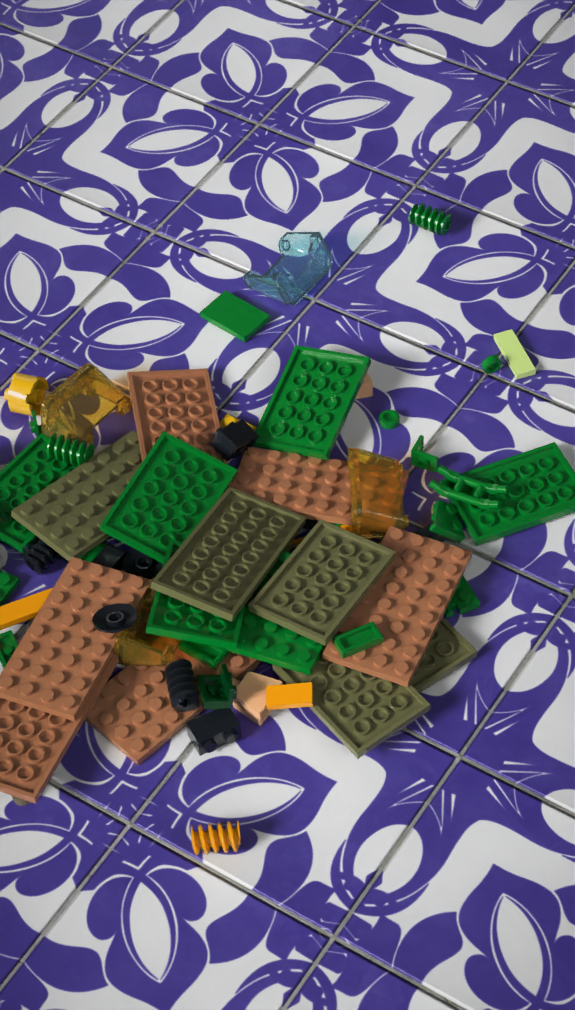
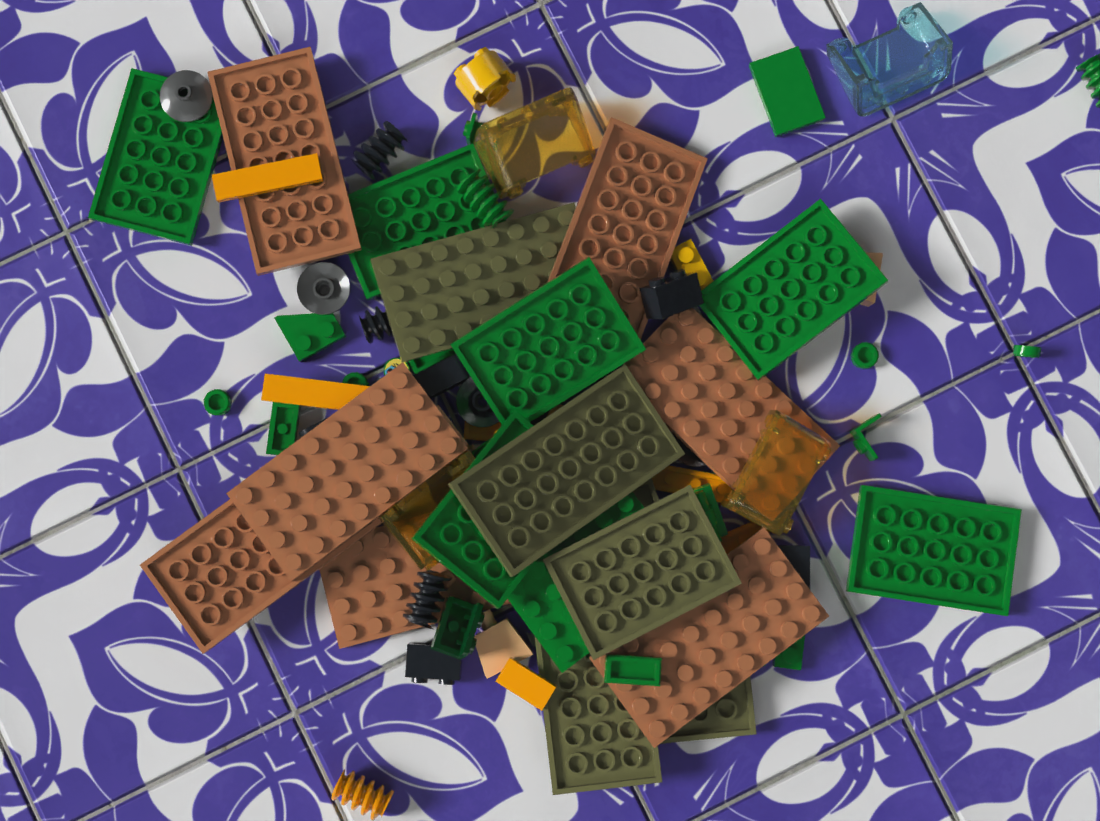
camera: 25 degrees right, 35 degrees up
(115, 618) = (393, 480): black dish -> none
(446, 521) = (833, 545): green wing -> none
(461, 480) = (881, 539): green piece -> none
(514, 354) = (1064, 348): yellowish green tile -> none

